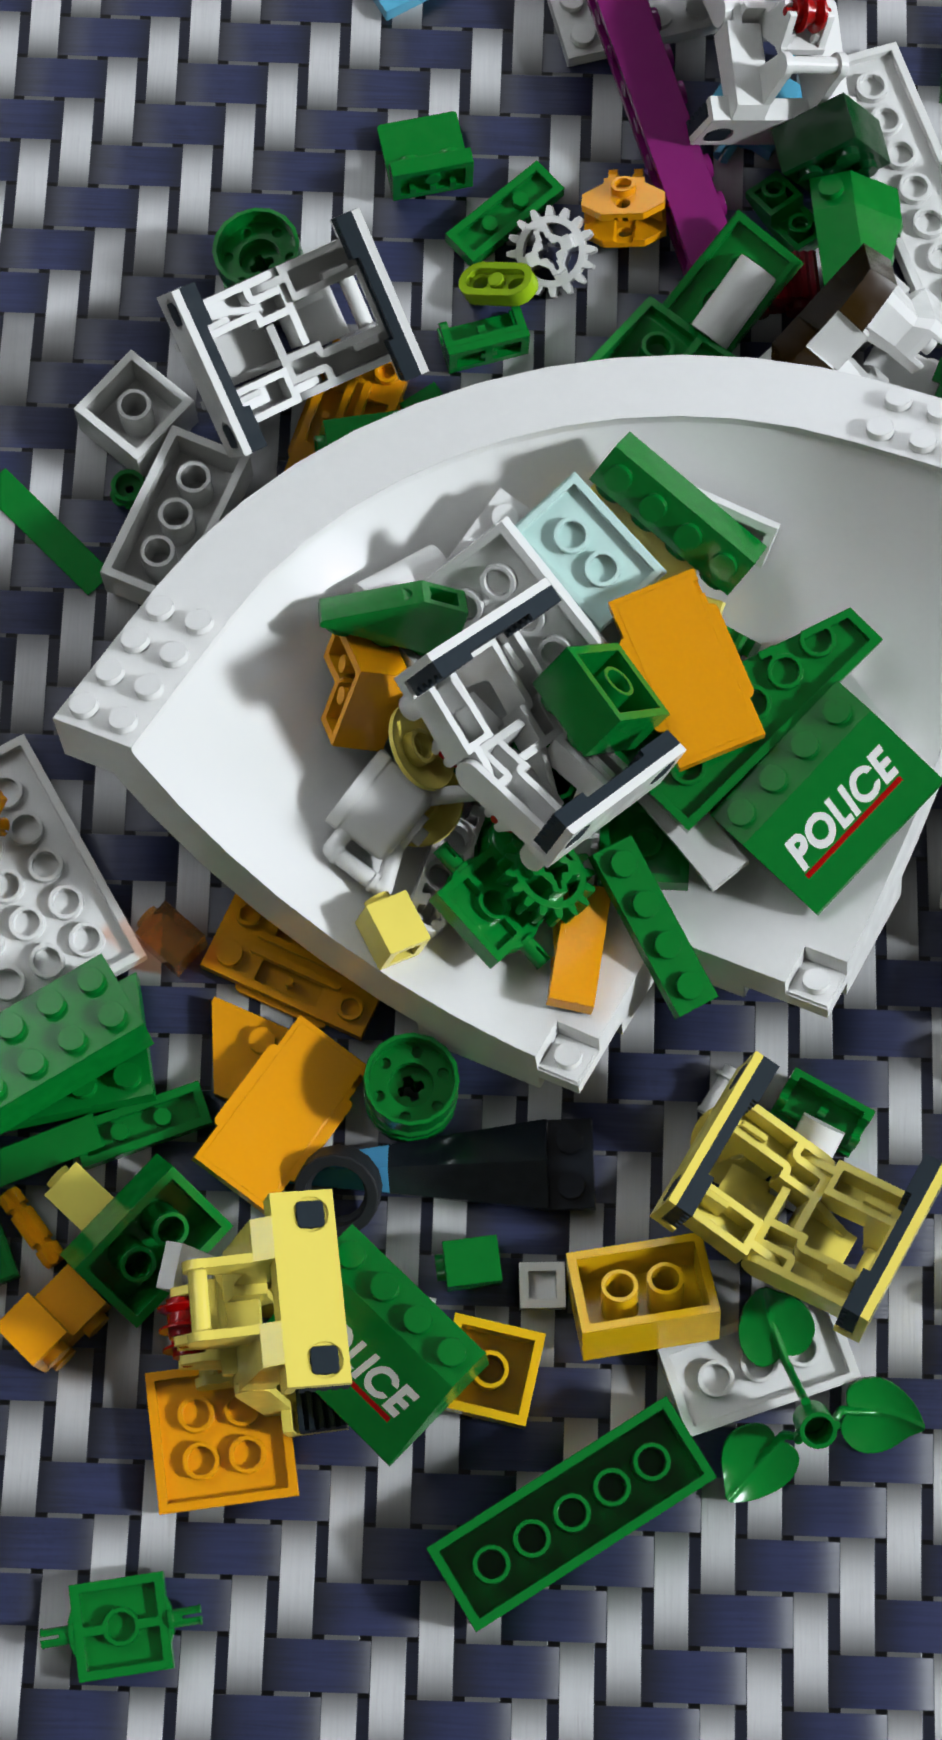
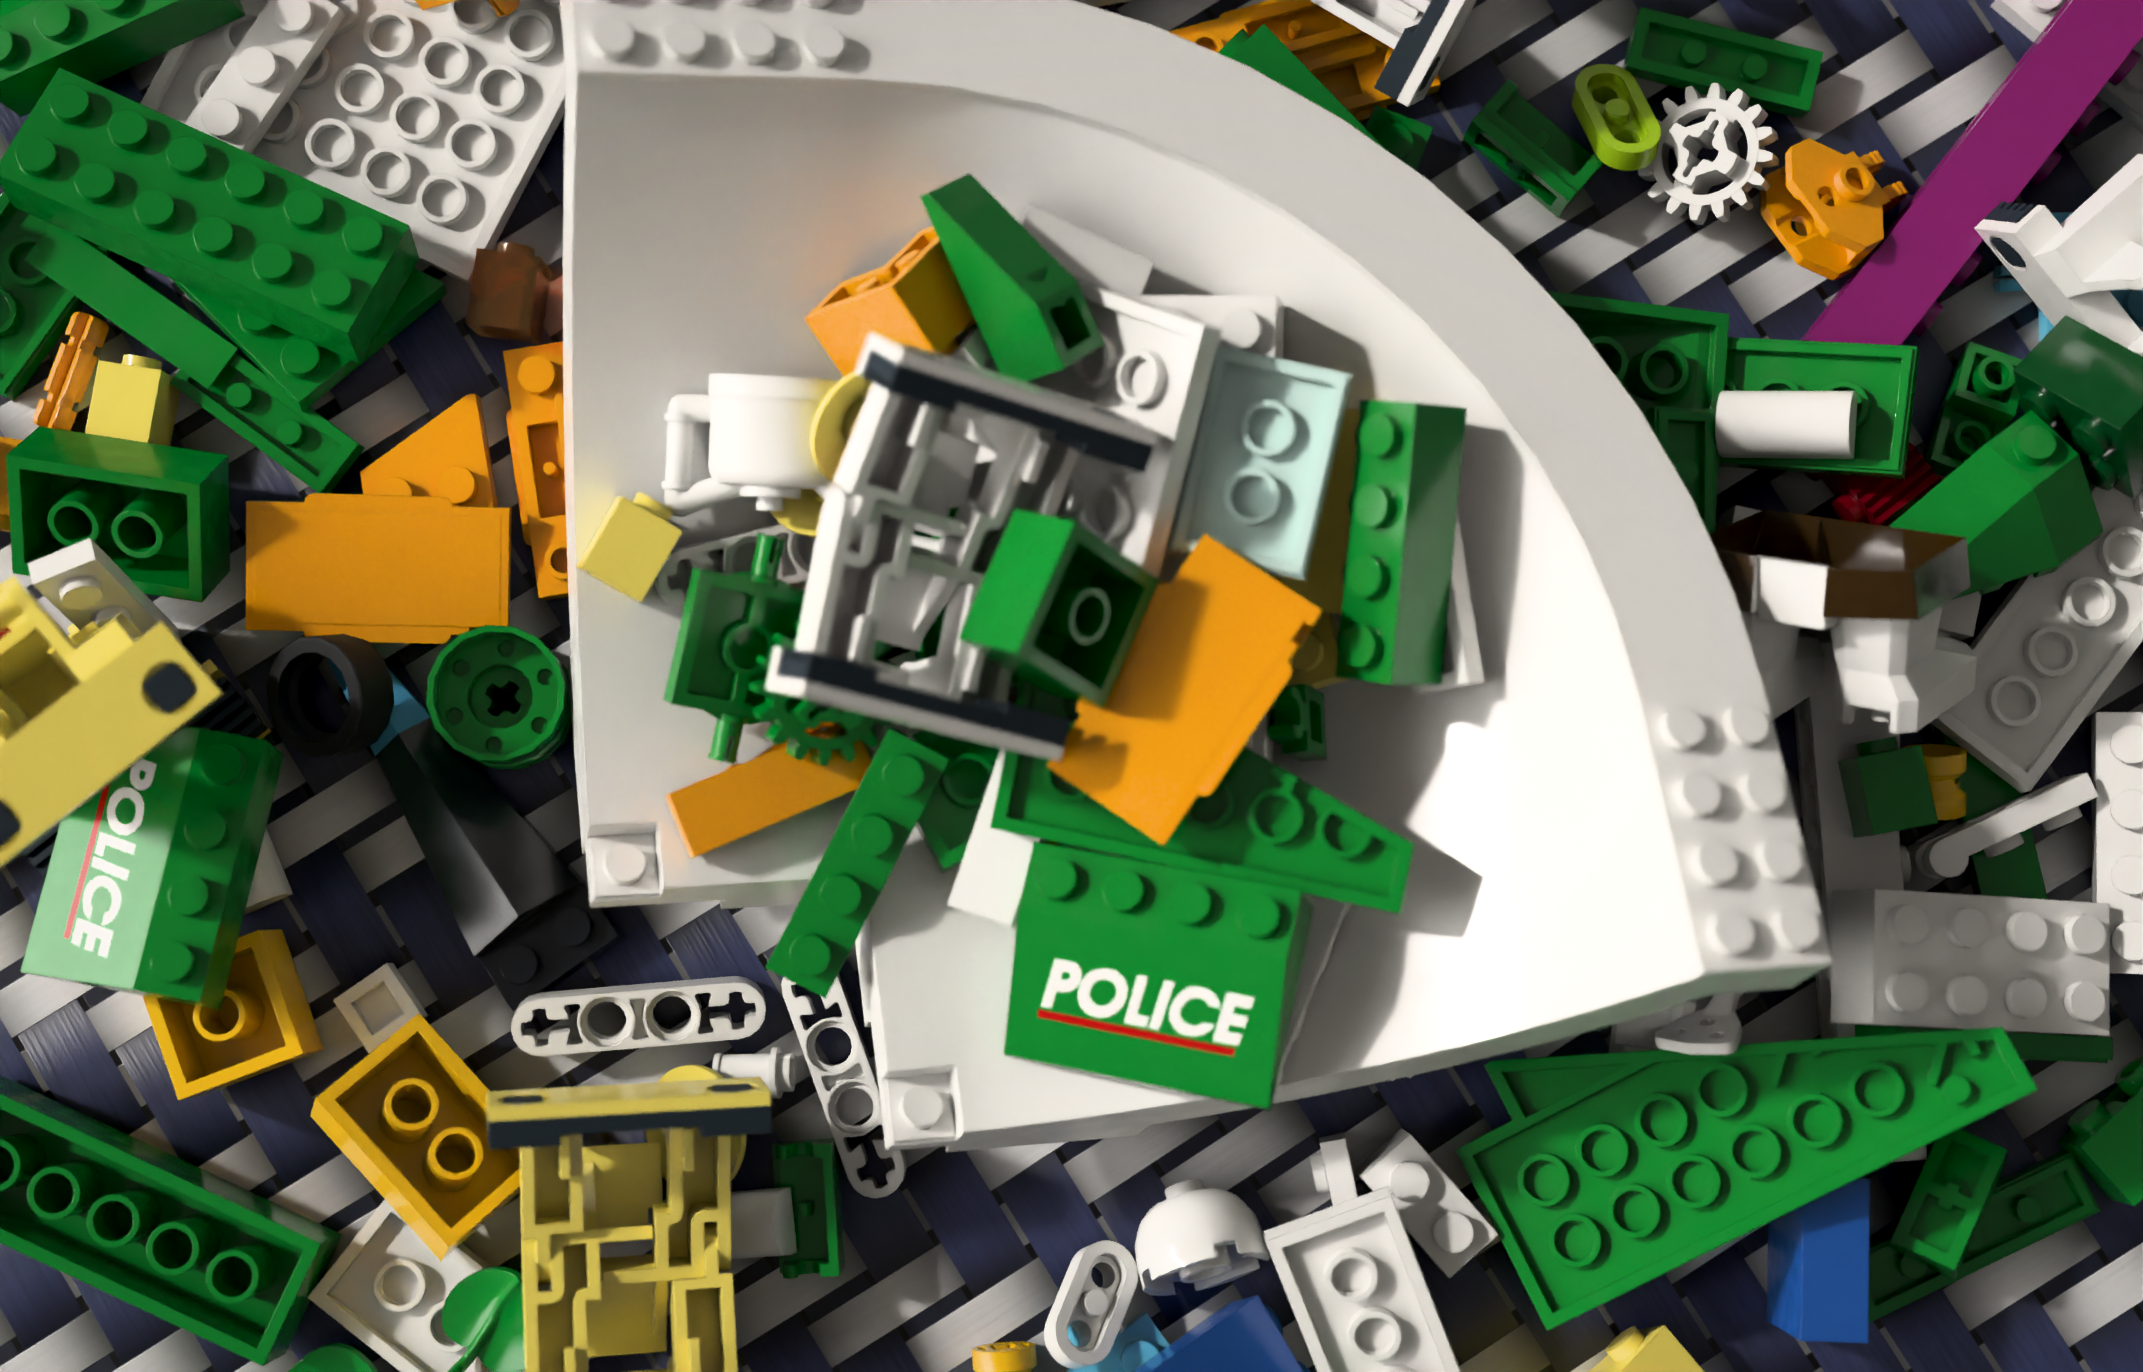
camera: 60 degrees right, 10 degrees up
(469, 1263) = (349, 906): green brick -> none
(642, 1133) = (640, 1025): none -> white beam
(758, 1039) = (834, 1079): none -> white beam

